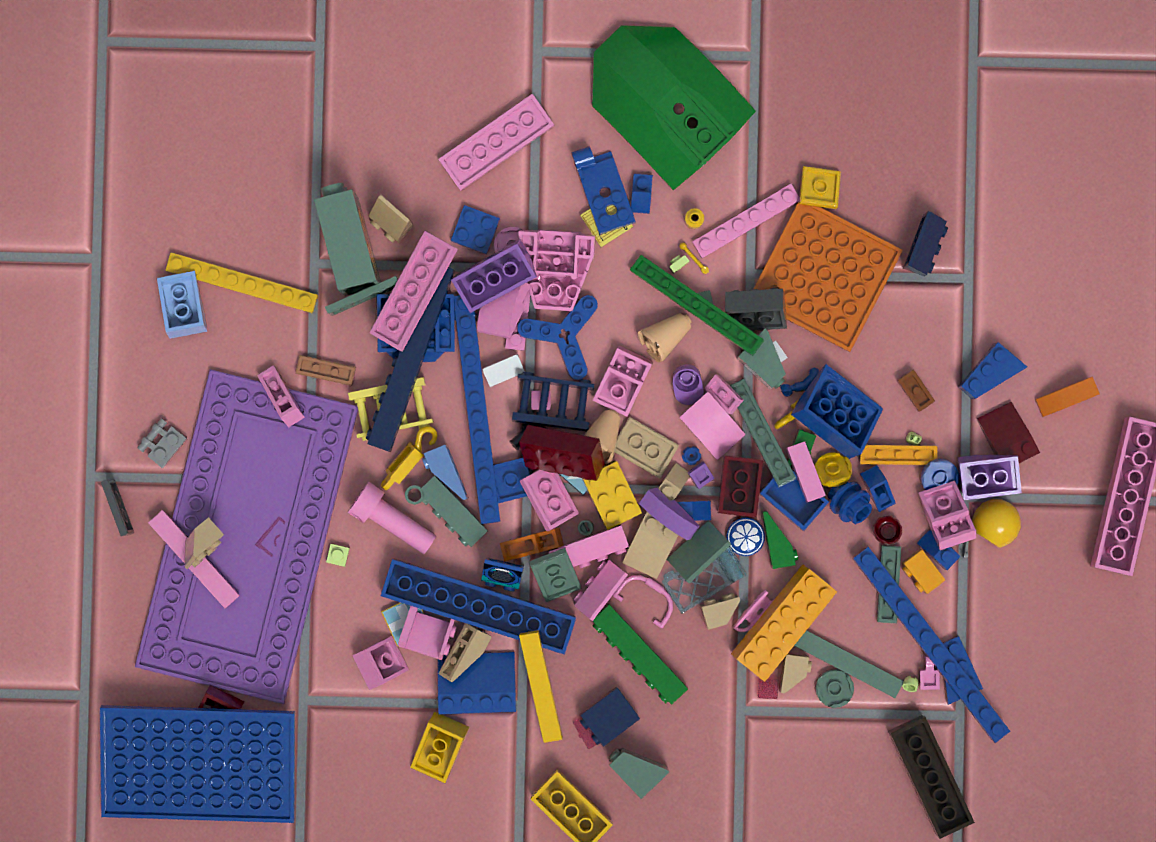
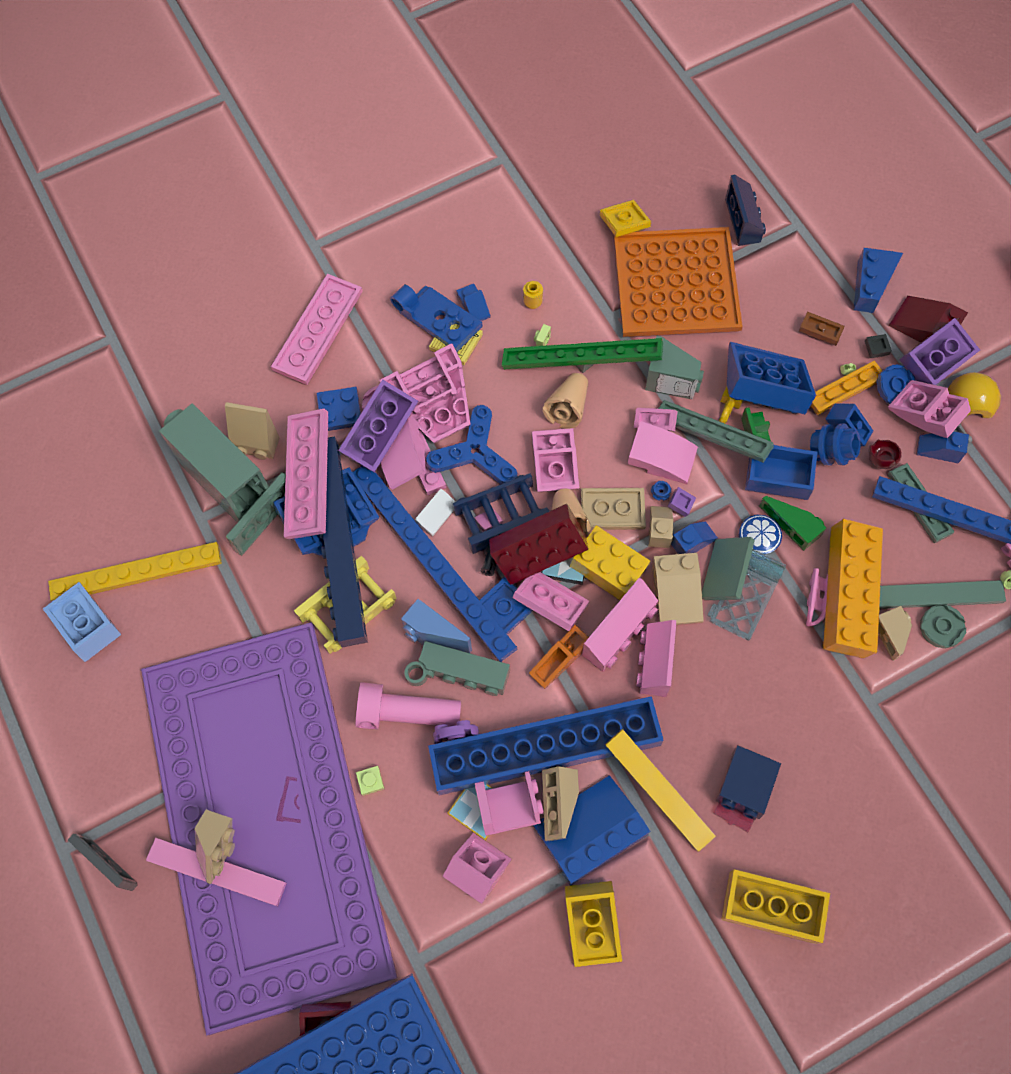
camera: 30 degrees left, 20 degrees down
(166, 447) = (131, 773): light grey plate -> none
(280, 396) = (228, 652): bright pink slope -> none
(325, 370) = (261, 607): nougat tile -> none
(407, 459) = (389, 642): yellow piece -> none
(413, 558) = (461, 730): none -> medium lavender plate
(502, 573) = (550, 695): slope -> none
(555, 574) = (603, 667): sand green tile -> none
(582, 528) = (607, 605): sand green hinge -> none
(637, 771) = (815, 820): sand green slope -> none
(639, 81) = (420, 221): green wedge -> none
(640, 654) = (737, 701): green brick -> none
(654, 585) = (709, 628): bright pink piece -> none
(669, 513) = (678, 542): medium lavender slope -> none
(687, 384) = (617, 430): medium lavender cap -> none
(704, 269) = (568, 334): yellow hinge -> none
(719, 612) = (784, 611): tan slope -> none
(740, 486) = (725, 489): dark red brick -> none
(746, 221) = (578, 278): bright pink plate -> none
(757, 308) = (640, 323): dark grey slope -> none
(768, 689) = (881, 663): clear pink plate -> none
(788, 389) = (719, 379): blue arm -> none
(805, 472) = (782, 438): bright pink tile -> none
(833, 469) = (798, 429): yellow tile -> none
(922, 571) = (944, 471): light orange brick -> none
(951, 434) = (878, 346): none -> pearl dark grey plate
(1067, 396) = (952, 263): orange slope -> none

